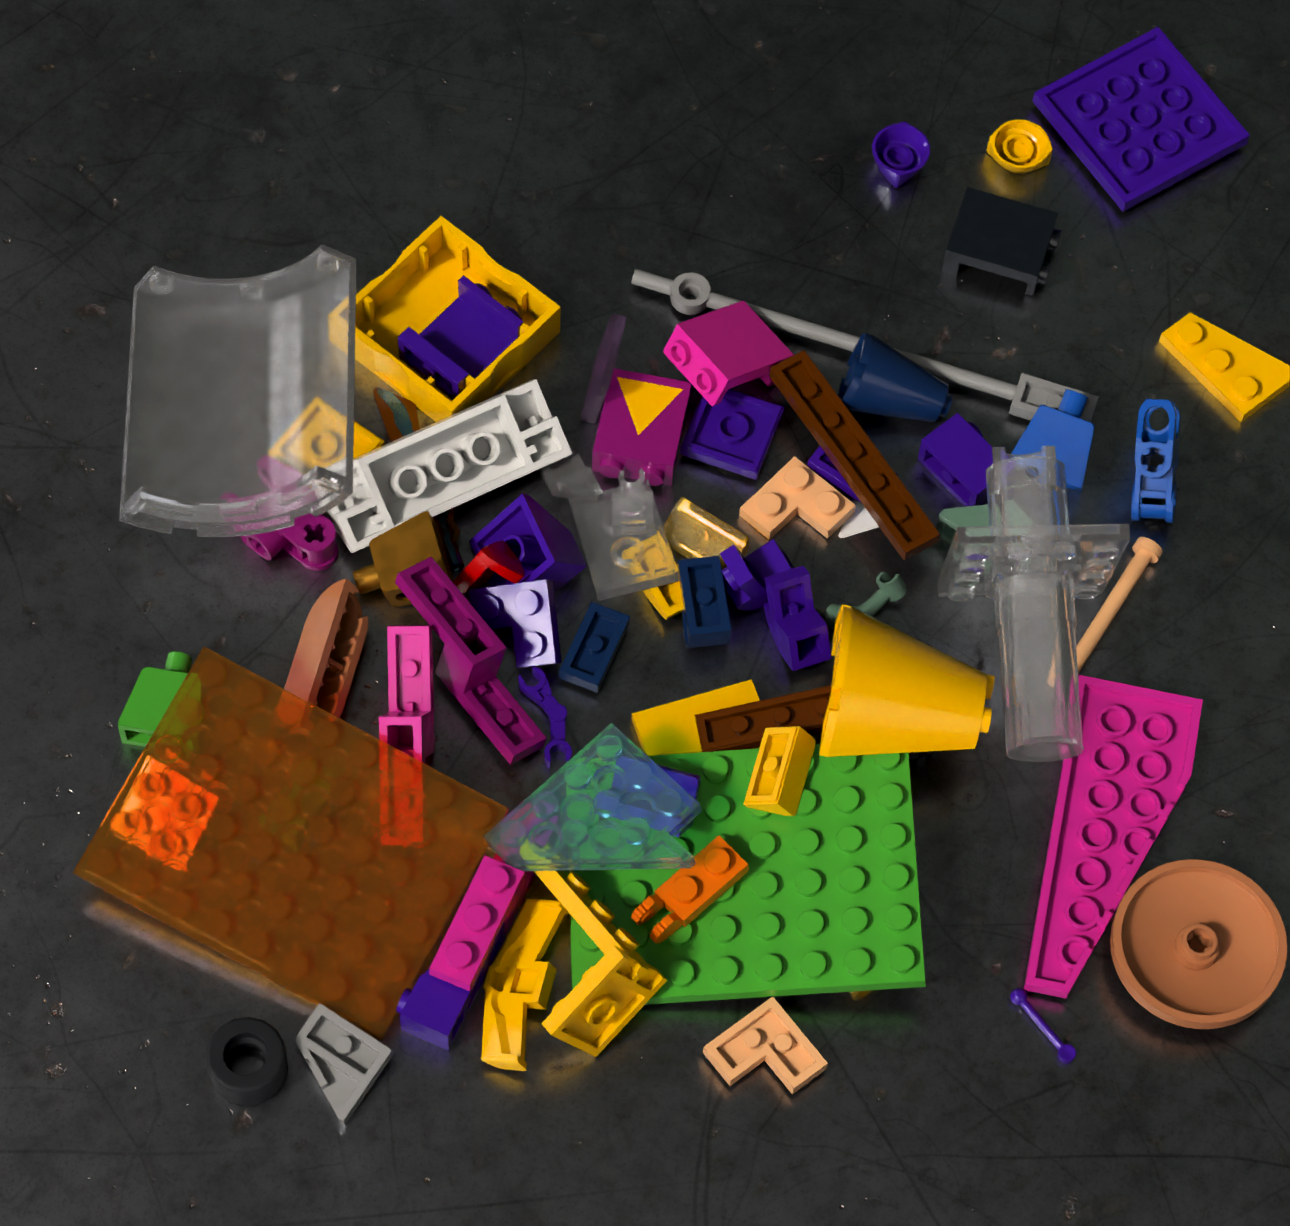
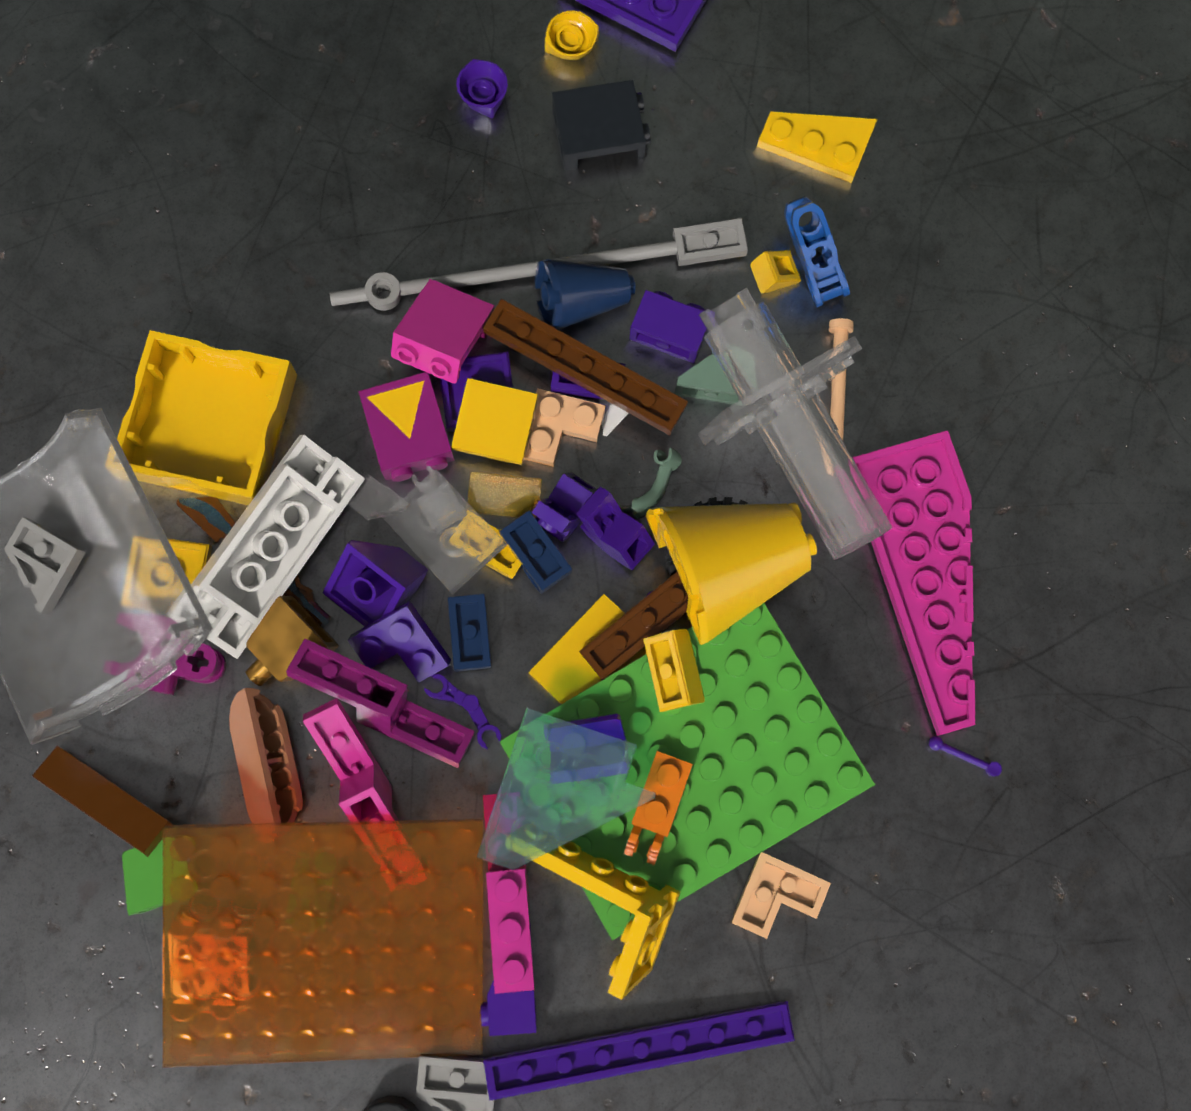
camera: 30 degrees left, 15 degrees up
(149, 612) = (102, 800): none -> reddish brown tile
(219, 373) = (43, 562): none -> light grey wing
(461, 338) = (224, 426): dark purple panel -> none
(490, 559) = (357, 606): red tile -> none
(519, 982) = (562, 950): yellow plate -> none
(541, 1115) = (637, 1050): none -> dark purple tile
(603, 368) = (351, 395): clear purple tile -> none
(732, 462) = (494, 421): none -> yellow tile
(1064, 431) = (732, 271): blue torso -> none
(1110, 466) = (775, 270): none -> yellow slope
(1198, 944) = (1050, 634): nougat dish -> none

